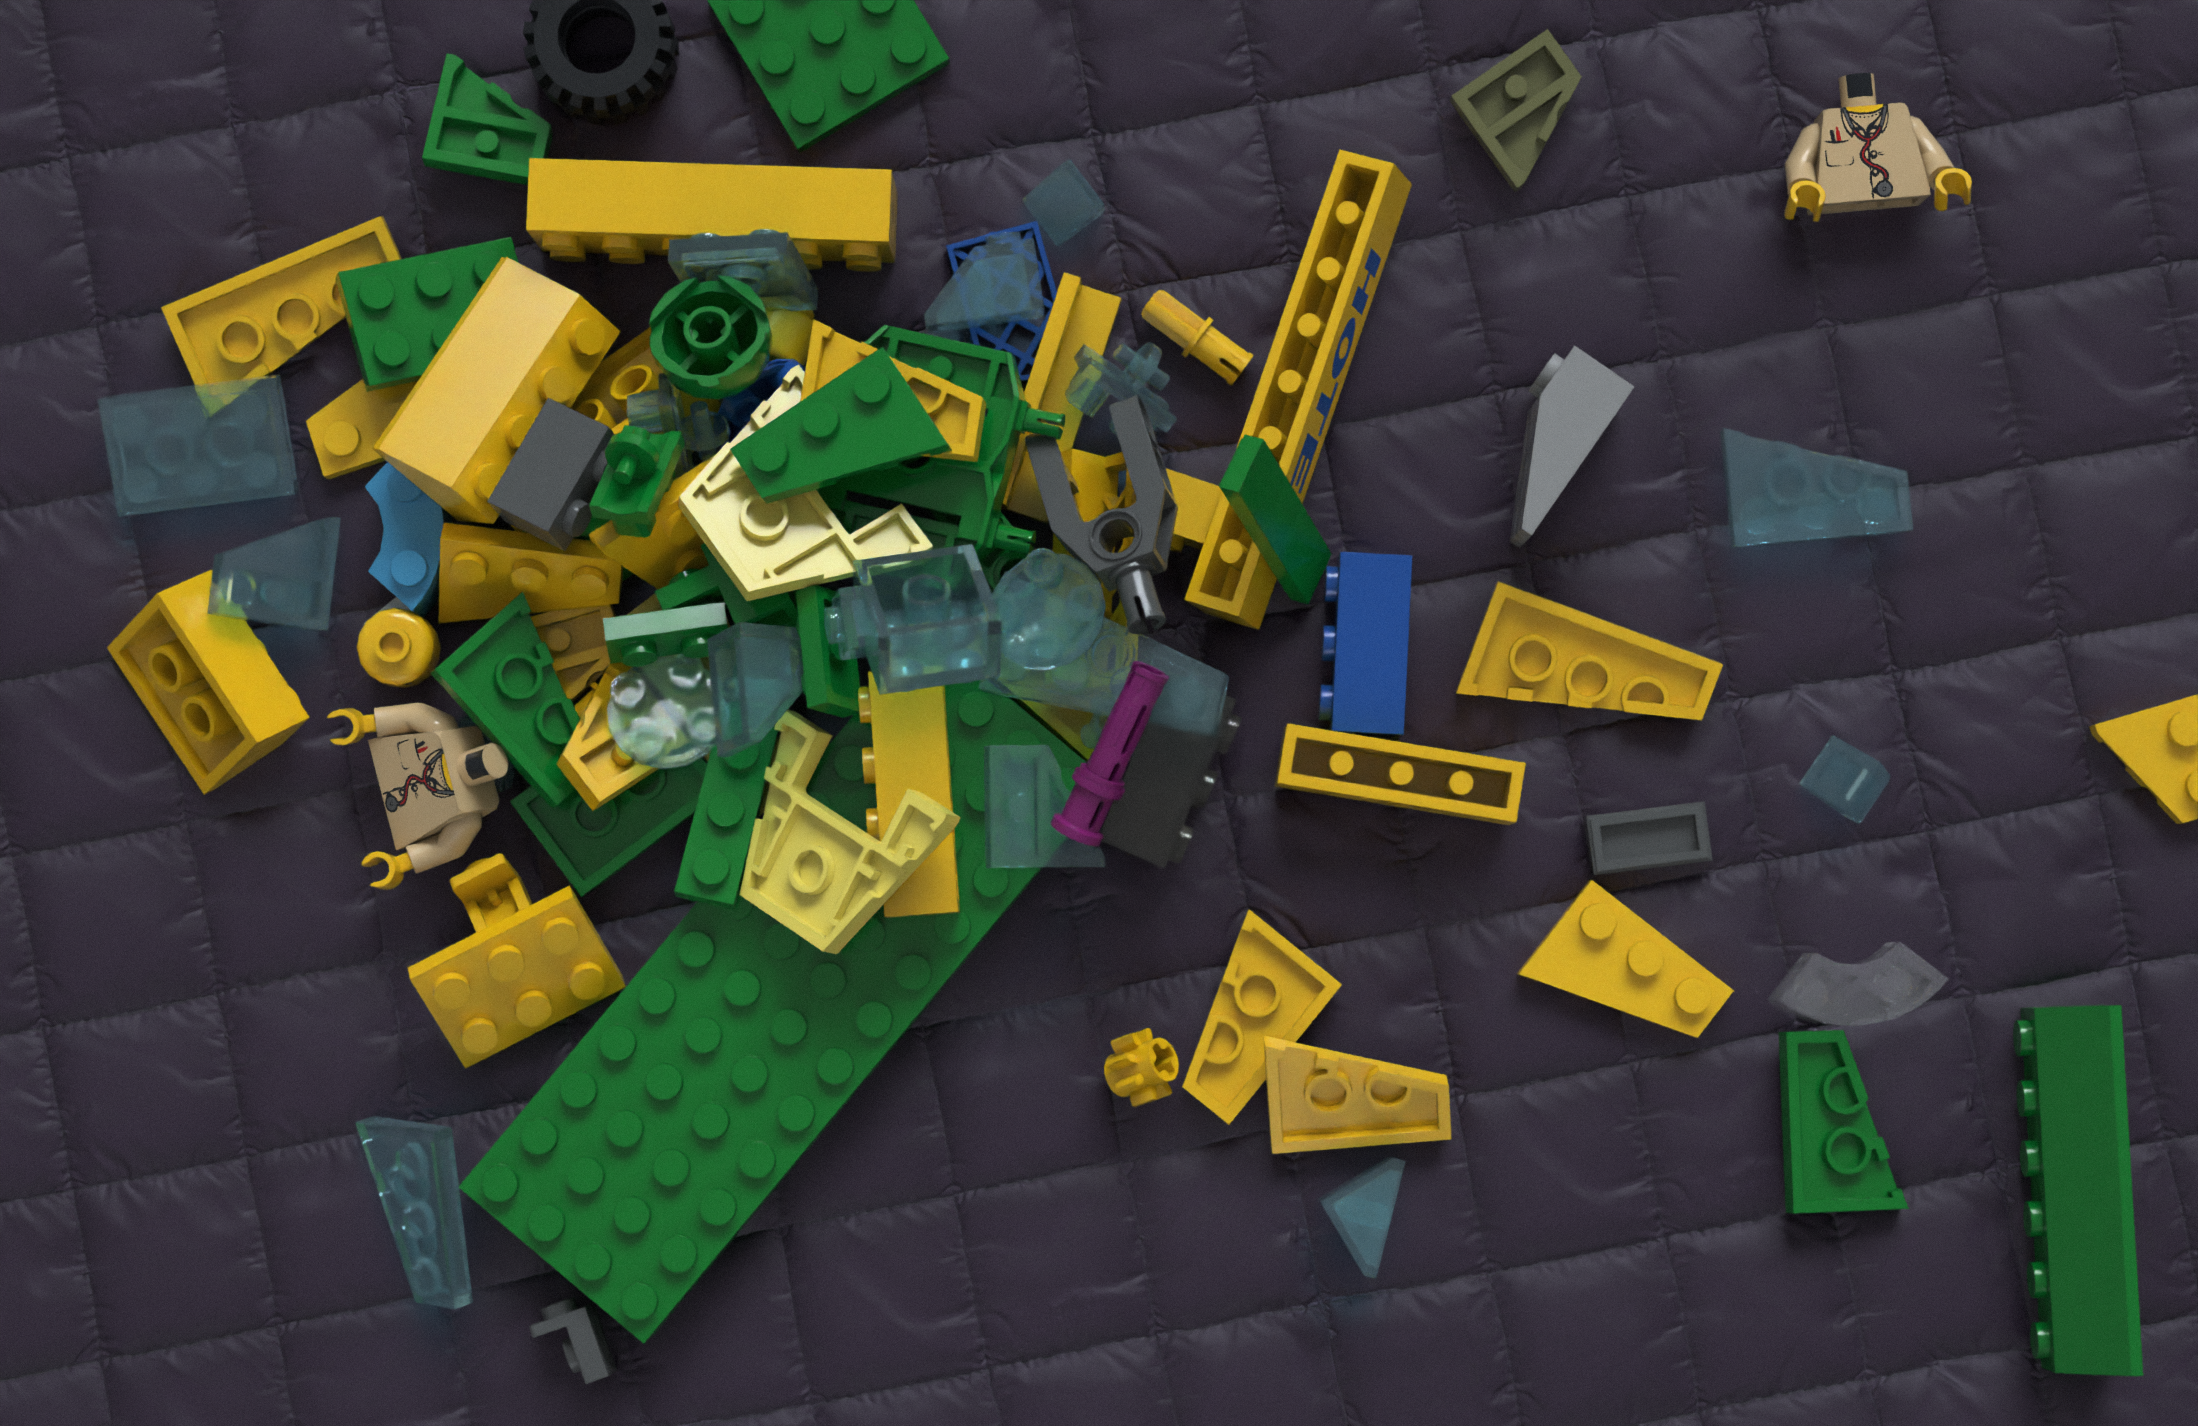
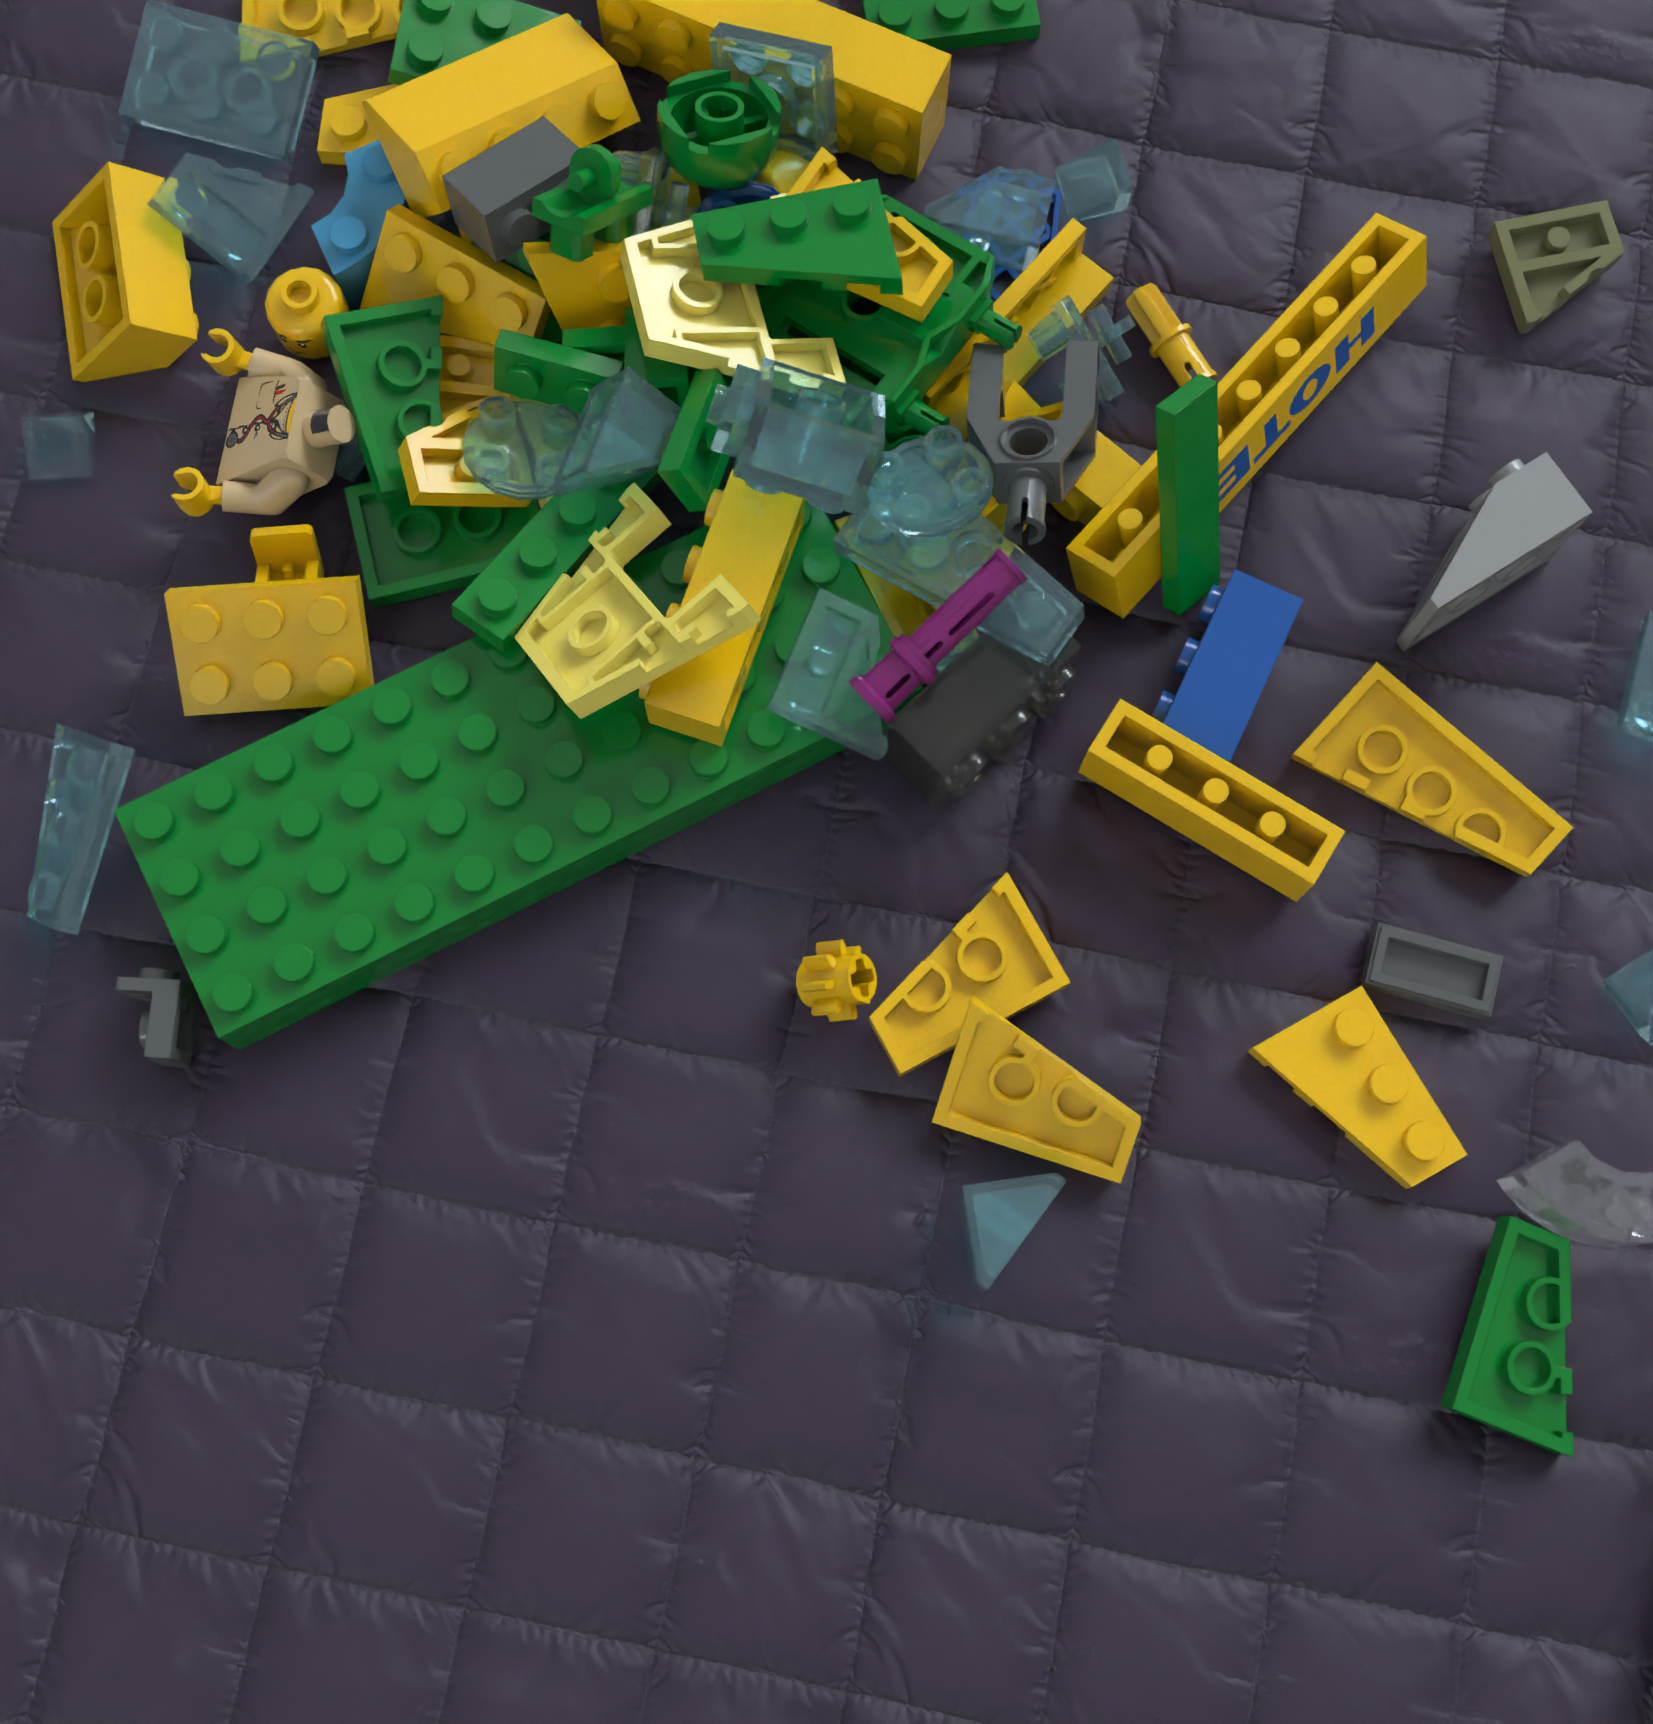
camera: 20 degrees right, 10 degrees down
(224, 860) = (59, 445): none -> clear light blue slope

